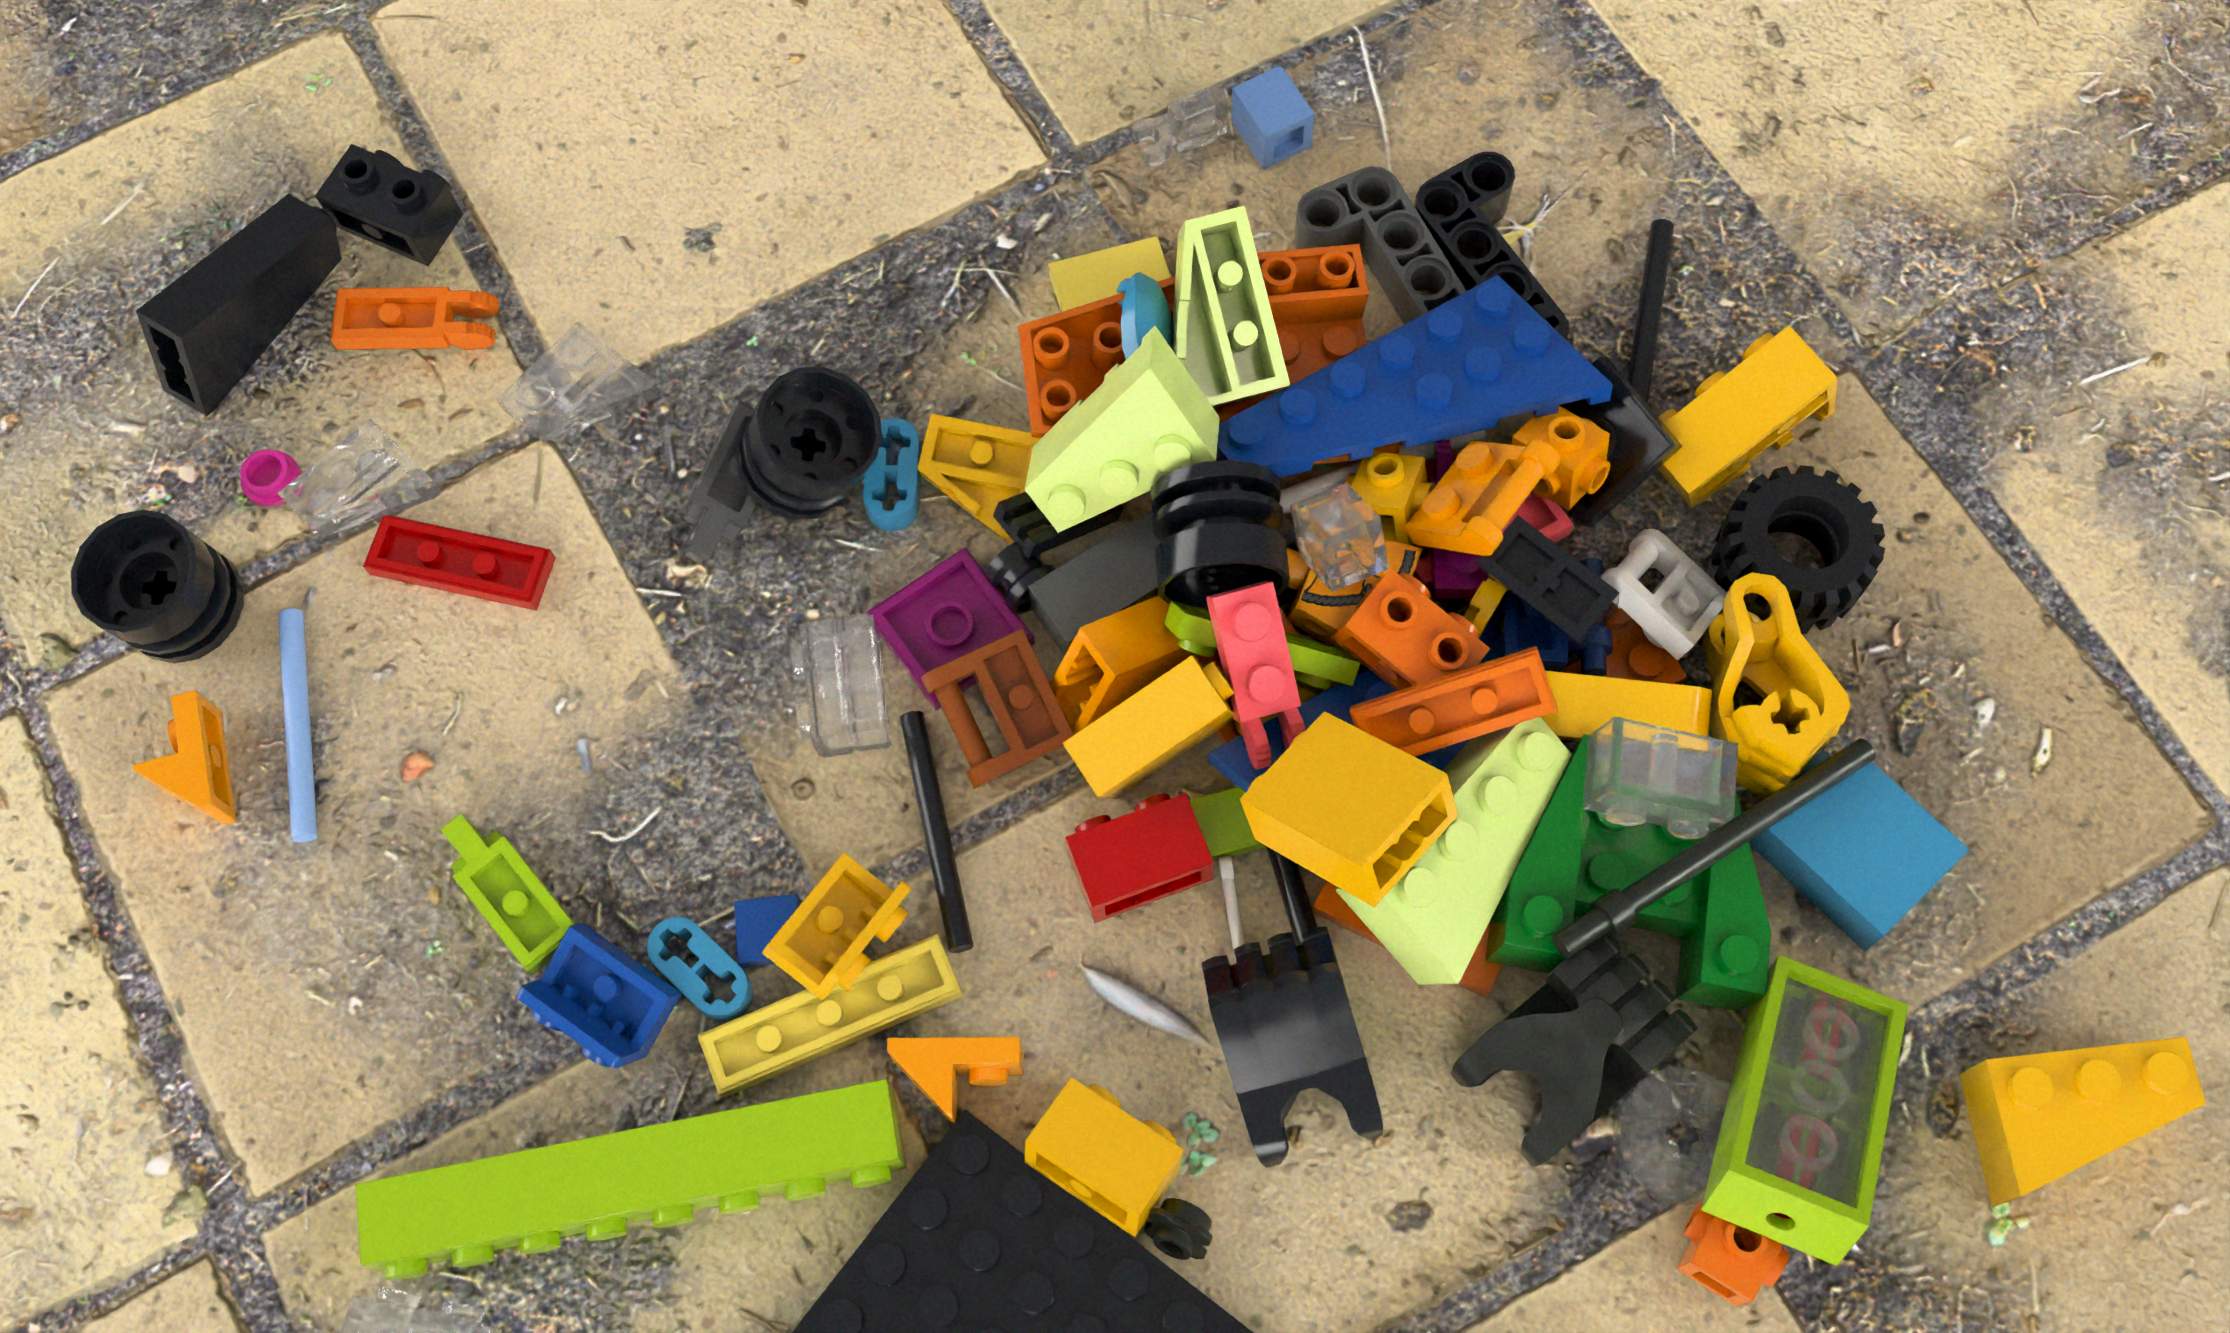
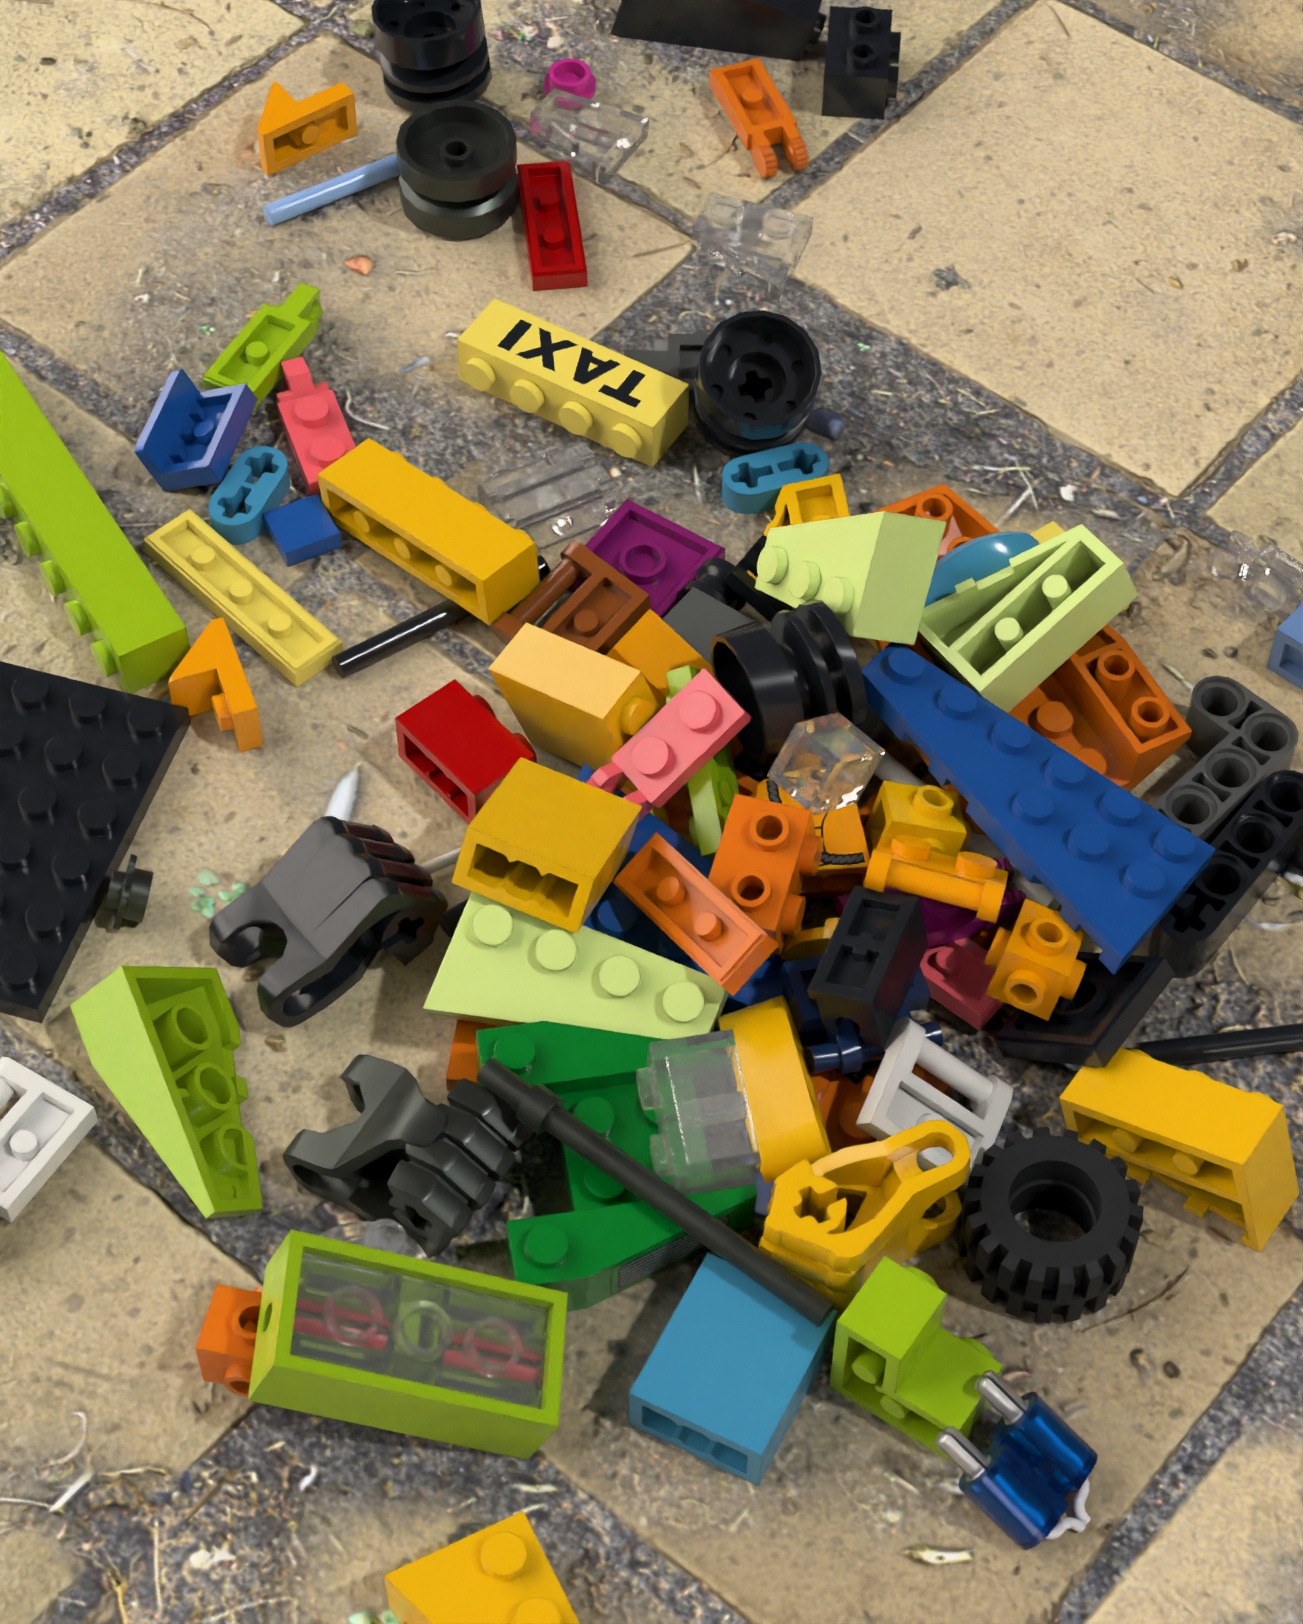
camera: 65 degrees right, 15 degrees down
(356, 622) = (457, 169): none -> pearl dark grey wheel
(642, 877) = (311, 422): none -> coral hinge
(698, 611) = (573, 382): none -> light yellow brick
(834, 925) = (316, 561): yellow bracket -> none
(841, 804) = (430, 530): none -> yellow brick
(1104, 1154) = (175, 807): yellow brick -> none
(1400, 1248) = (168, 1058): none -> lime wedge
(1904, 697) = (901, 1360): none -> lime brick
(2012, 649) = (1026, 1468): none -> clear blue piece

